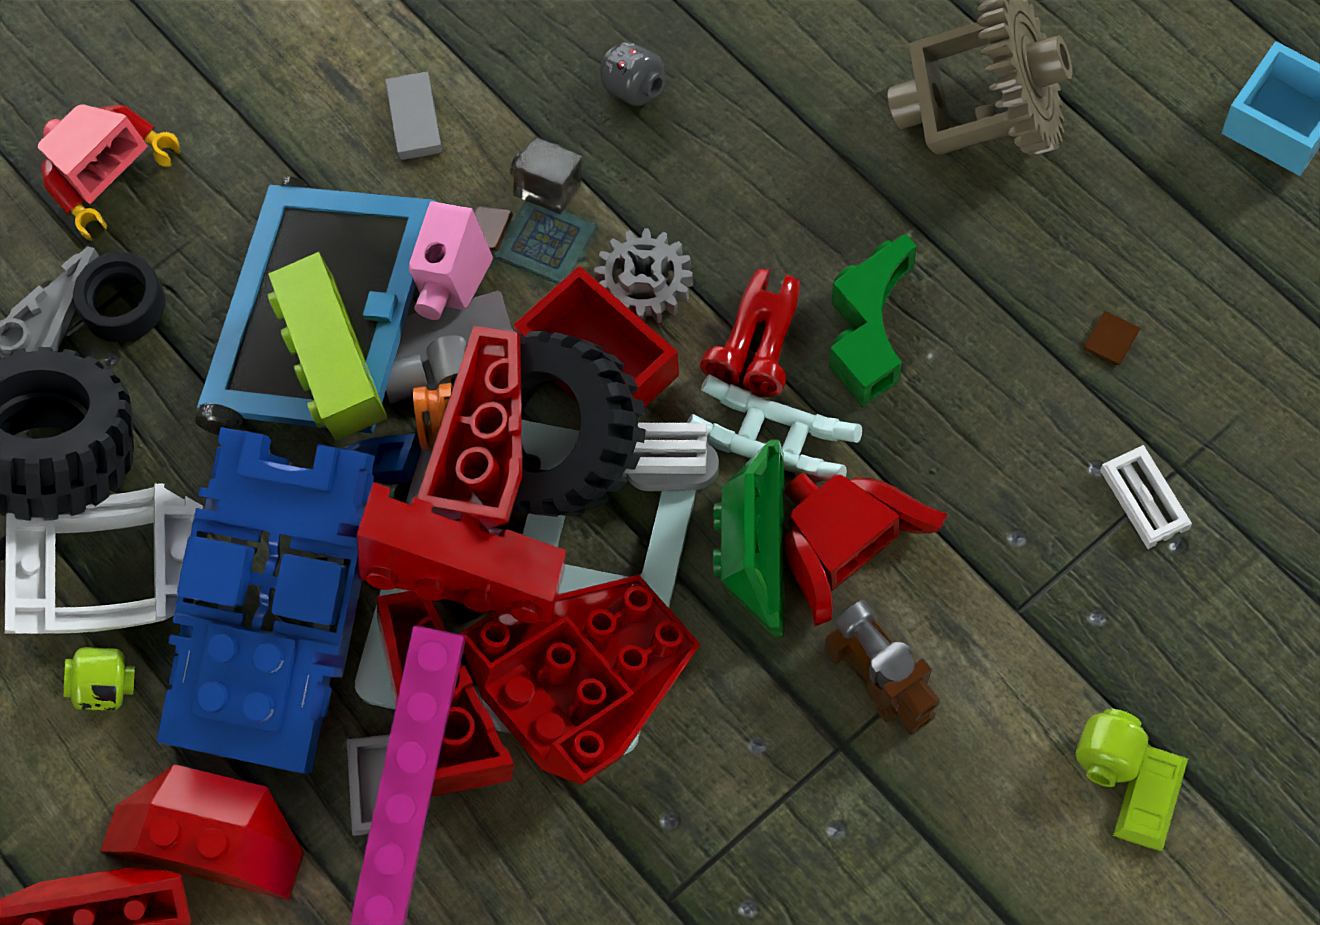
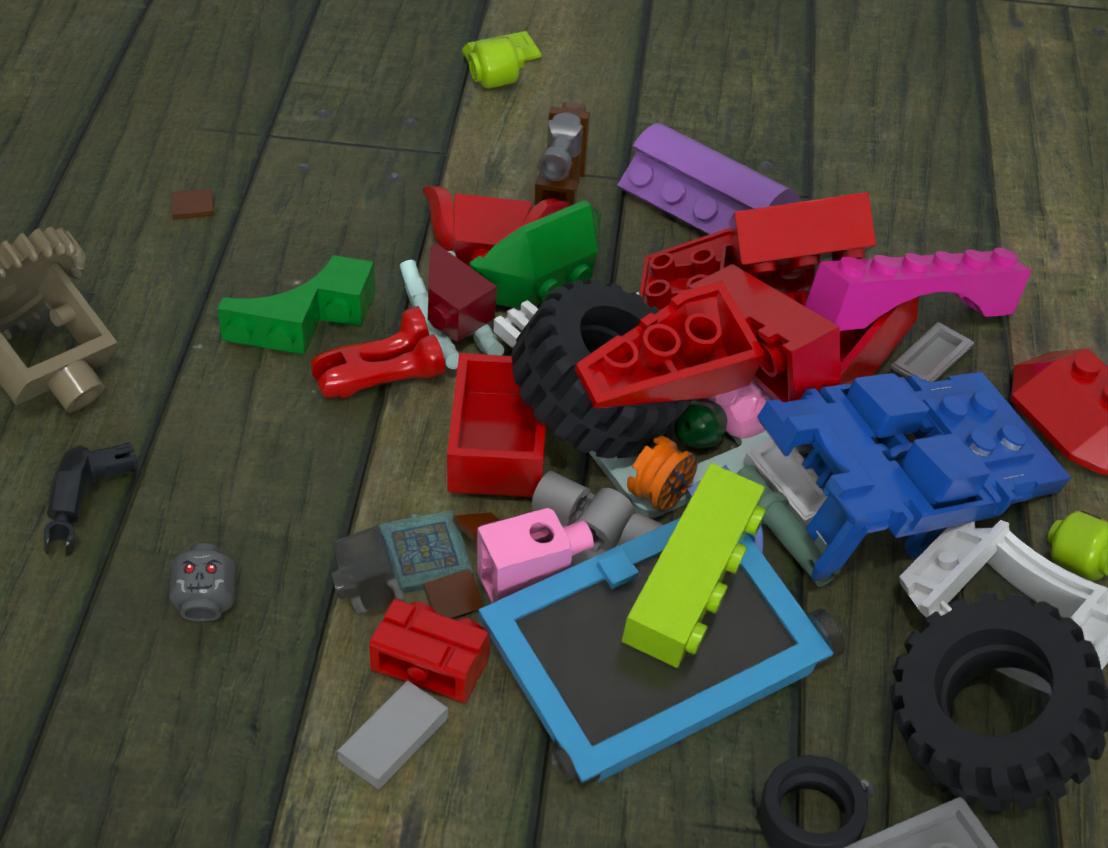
camera: 140 degrees left, 20 degrees down
(450, 167) = (430, 649): none -> red brick
(524, 282) = (470, 522): none -> reddish brown piece
(531, 689) = (802, 233): none -> red piece
(639, 262) = (399, 452): light grey gear -> none
(739, 783) = (696, 181): none -> medium lavender brick
(767, 412) = (458, 295): none -> dark red slope
(809, 52) = (74, 479): none -> black arm
(1132, 509) = (310, 137): white tile -> none

